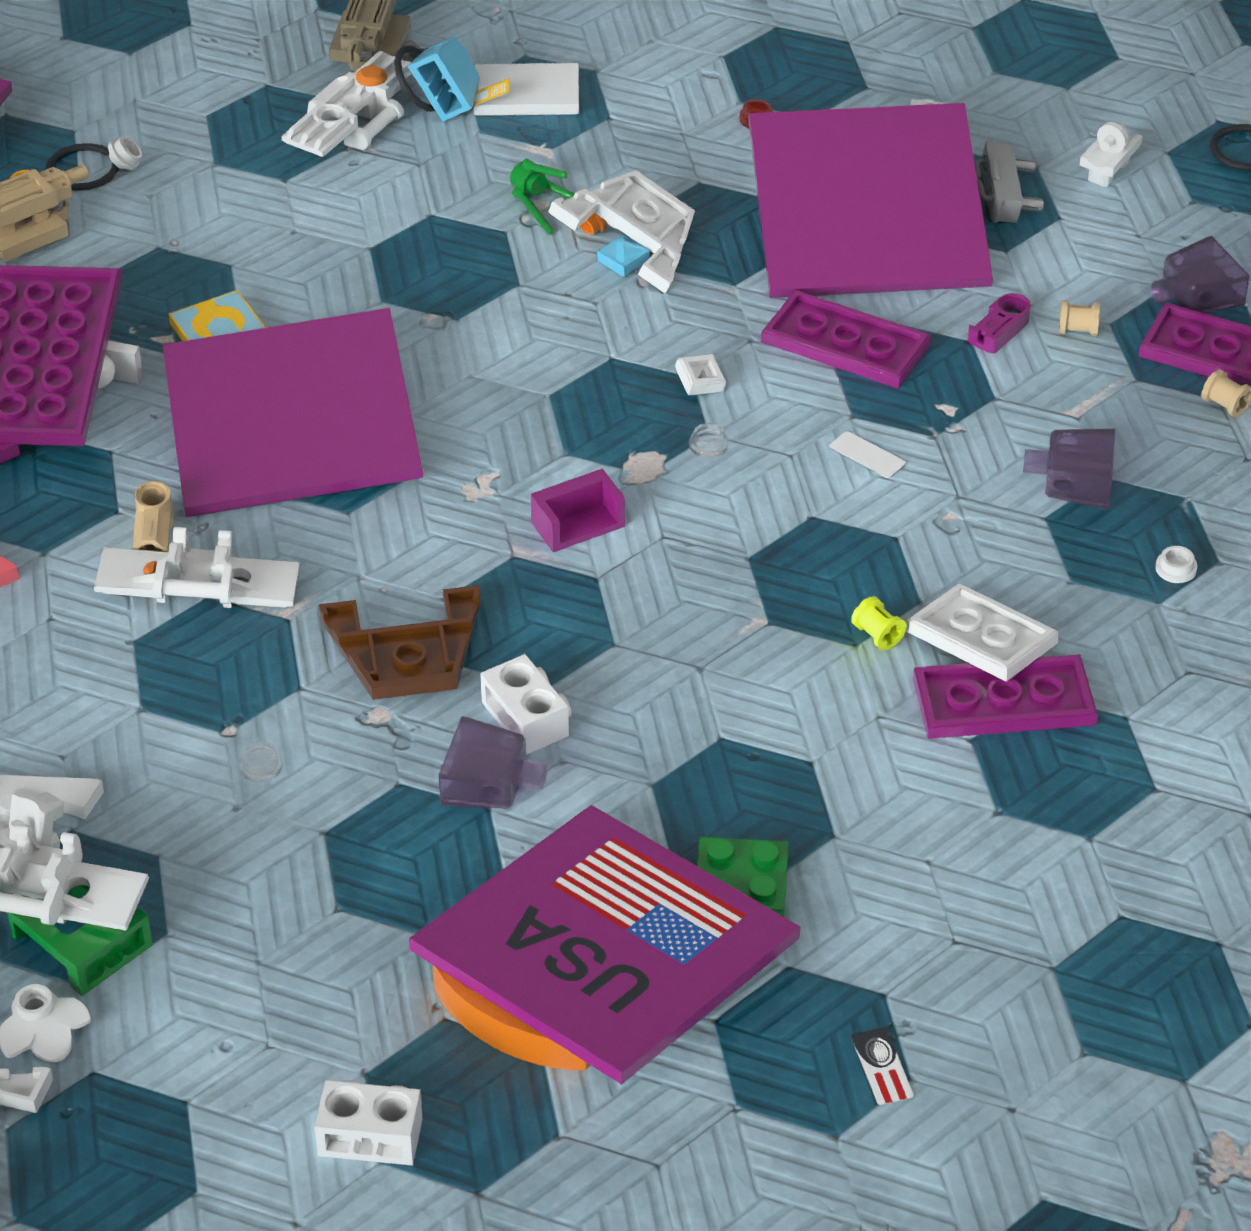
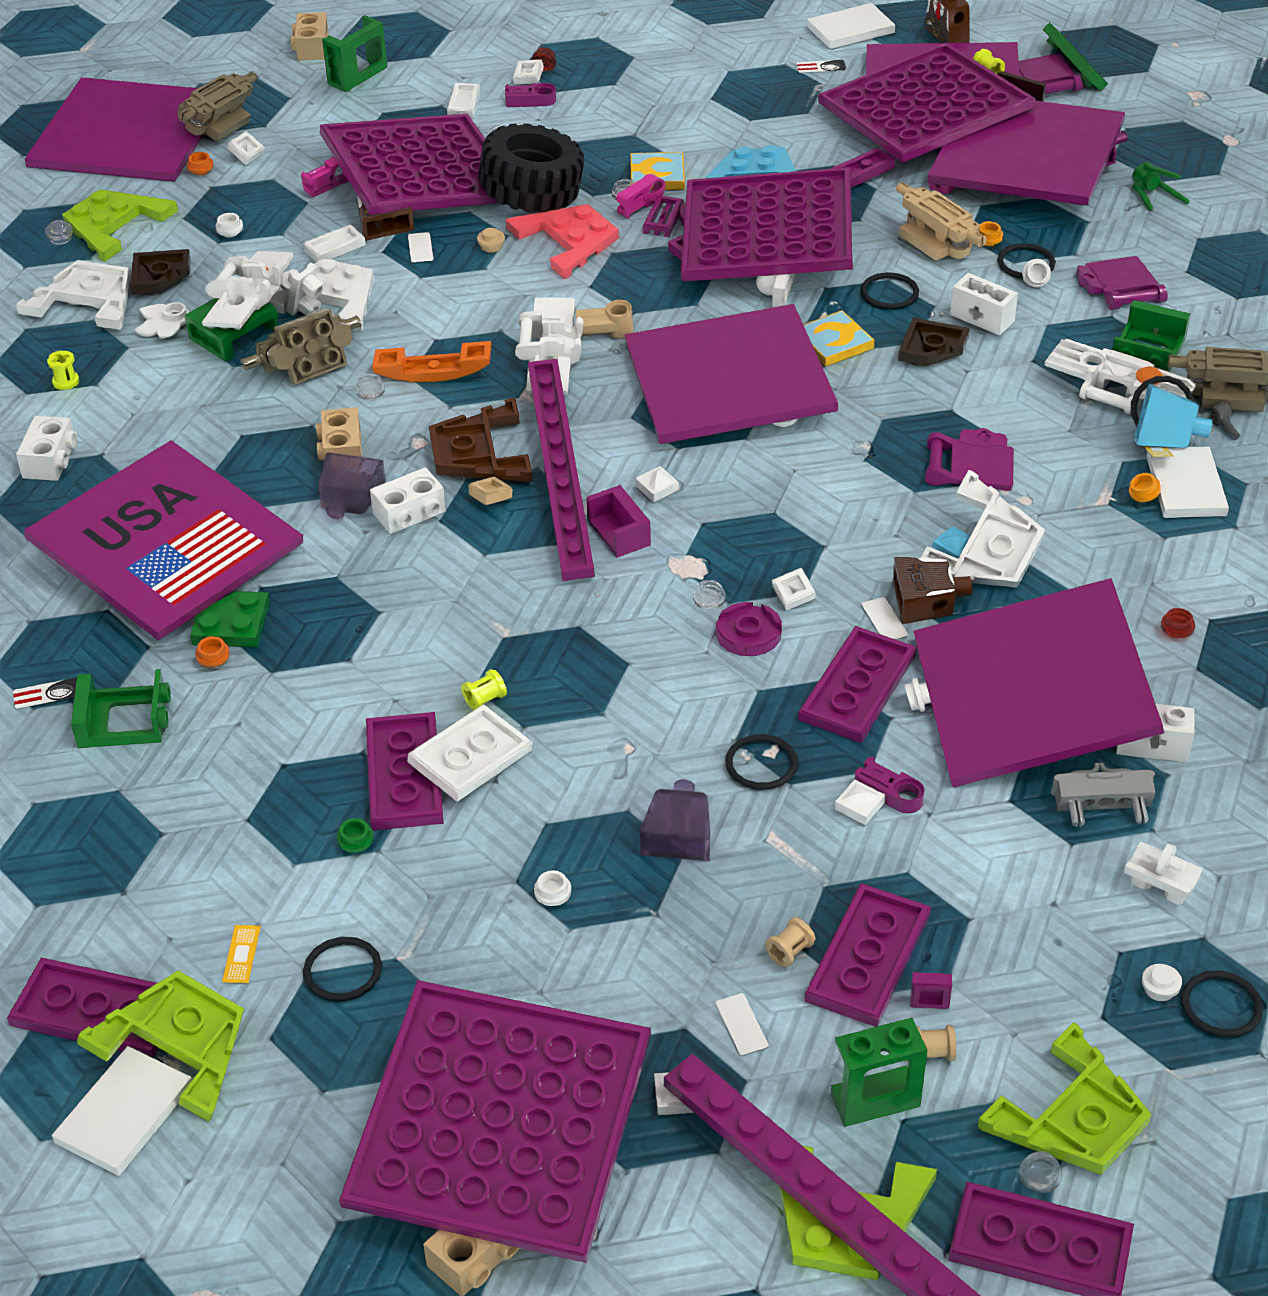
camera: 90 degrees right, 0 degrees up
(133, 259) = (889, 305): none -> black piece
(143, 98) = (1121, 281): none -> magenta piece
(159, 830) = (305, 346): none -> dark tan piece
(169, 1134) = (63, 370): none -> neon yellow bush
(196, 189) = (983, 304): none -> white brick
(219, 689) = (432, 368): none -> orange slope
(248, 245) = (932, 342): none -> dark brown plate
(253, 74) = (1155, 326): none -> green window
(386, 779) = (339, 432): none -> tan brick
(467, 559) = (561, 471): none -> magenta plate
(473, 229) = (975, 450): none -> magenta piece
(496, 484) = (656, 484): none -> white tile
(504, 630) = (490, 490): none -> tan tile
(530, 180) = (1042, 484): green plant -> none
(541, 114) = (1144, 487): none -> light orange plate
(707, 276) = (926, 588): none -> reddish brown torso
(737, 318) = (884, 618): none -> white sticker
(759, 416) = (748, 629): none -> magenta tile
(813, 886) = (212, 652): none -> orange plate
(867, 454) = (707, 697): white sticker -> none
(873, 291) = (917, 695): none -> white plate
(929, 999) = (93, 706): none -> green window
(961, 436) = (761, 785): none -> black piece
(1024, 344) = (860, 802): none -> white tile
(1079, 318) = (895, 838): tan bush -> none
(1118, 728) = (354, 835): none -> green plate
(1202, 278) = (968, 934): clear purple torso -> none
(1232, 175) = (1161, 982): none -> white plate

